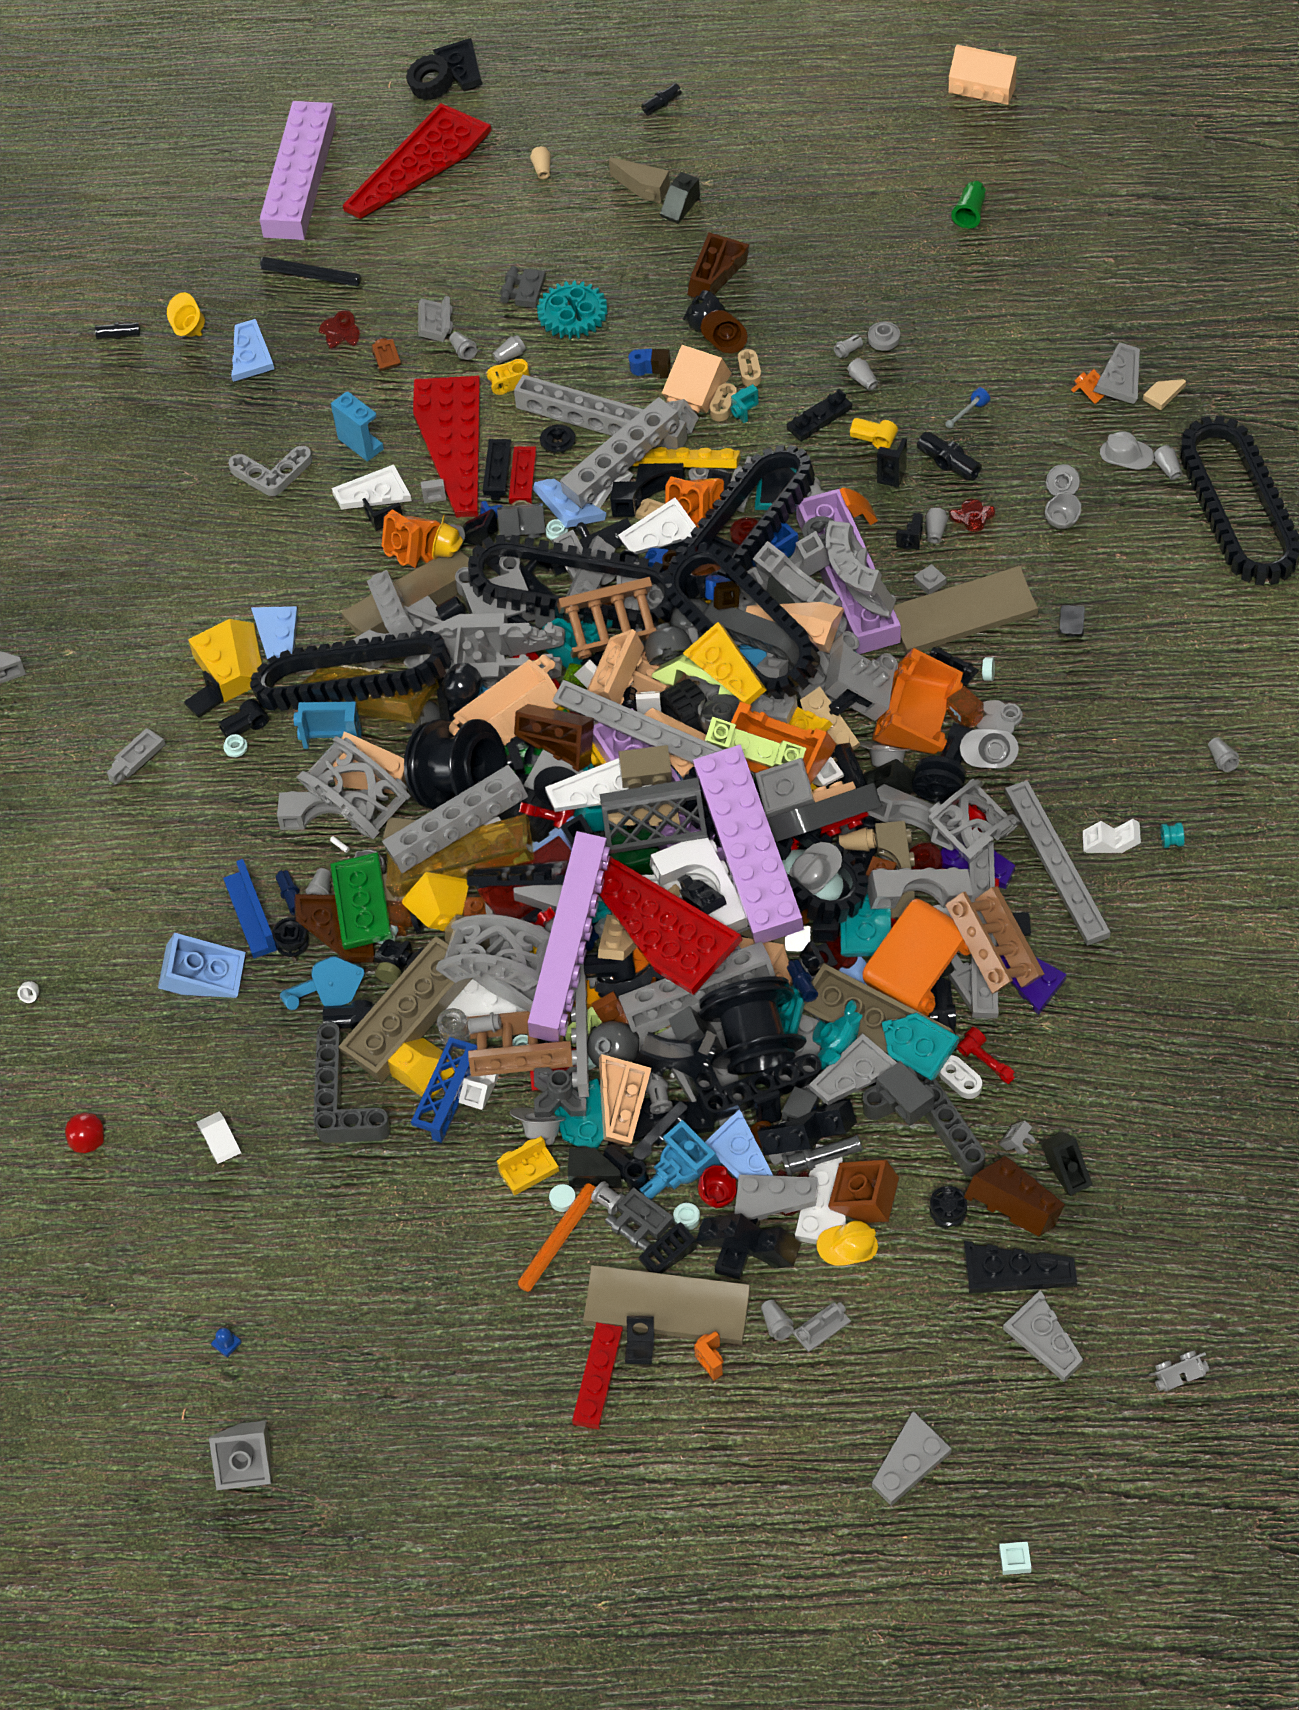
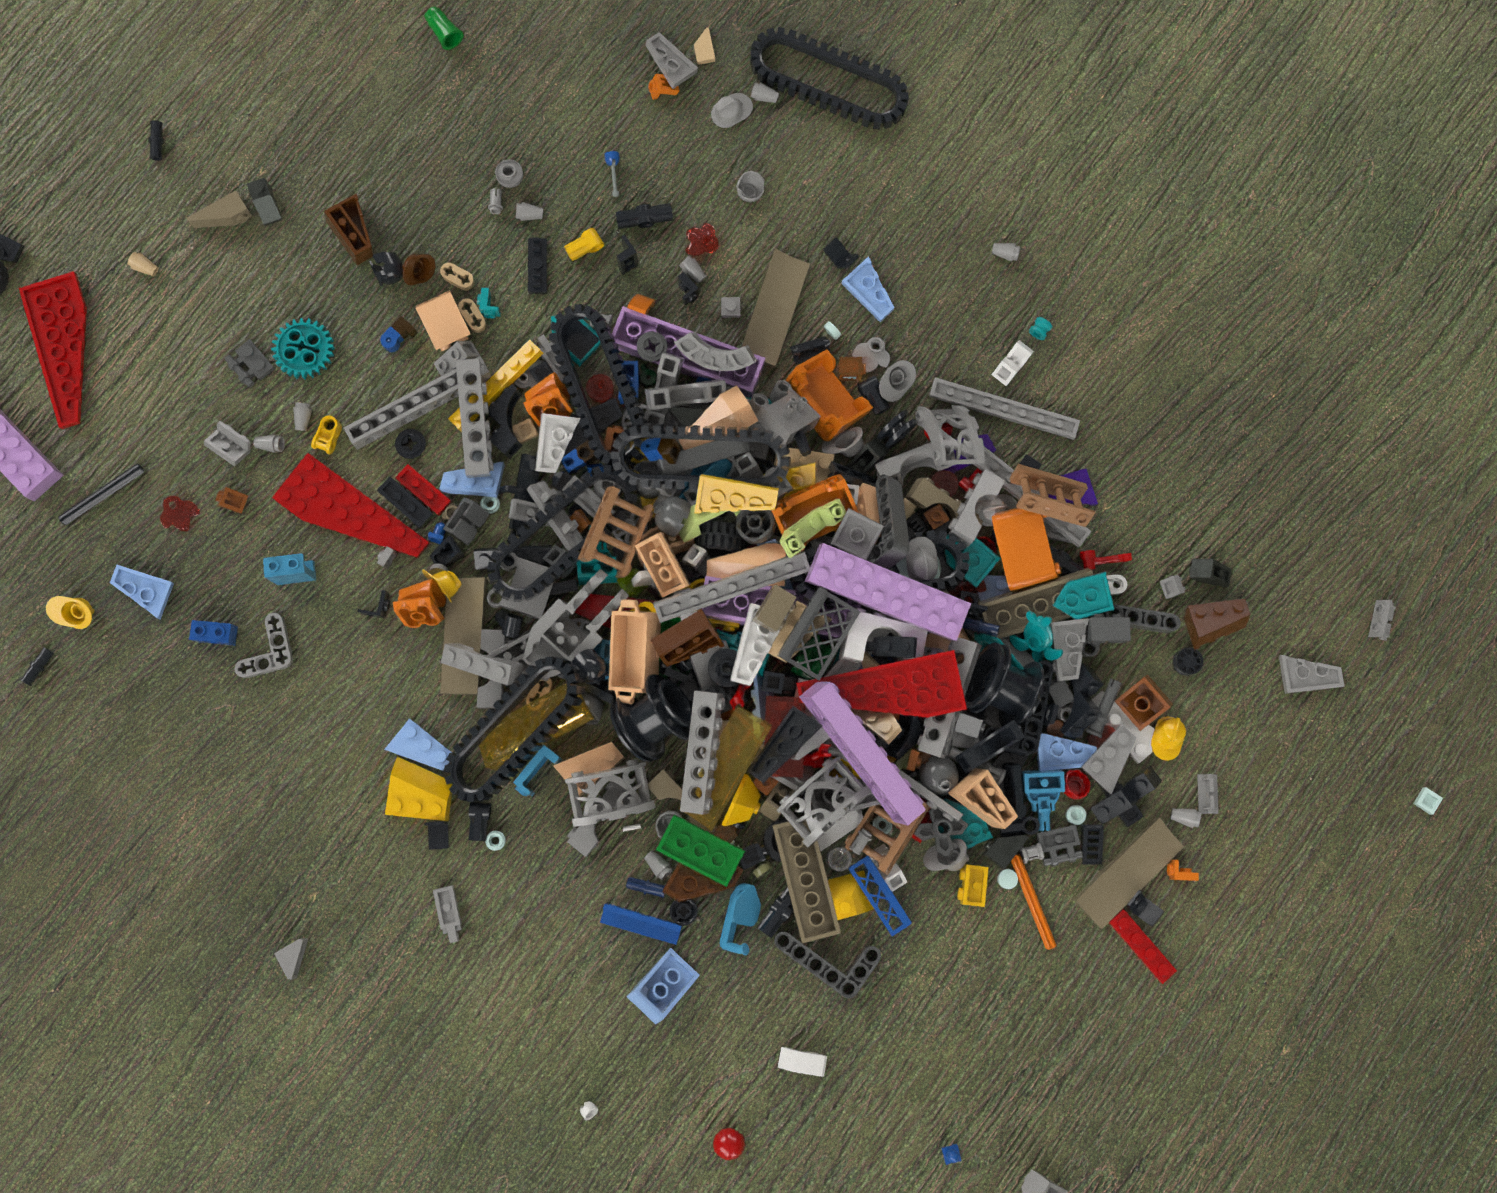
camera: 65 degrees left, 25 degrees up
(252, 420) = (213, 632): none -> blue brick
(377, 487) = (349, 595): white wing -> none
(910, 1459) = (1326, 809): light grey wing -> none
(1008, 1270) = (1254, 658): black wing -> none
(1062, 670) = (868, 290): none -> light blue wing
(1063, 479) = (726, 166): light grey plate -> none

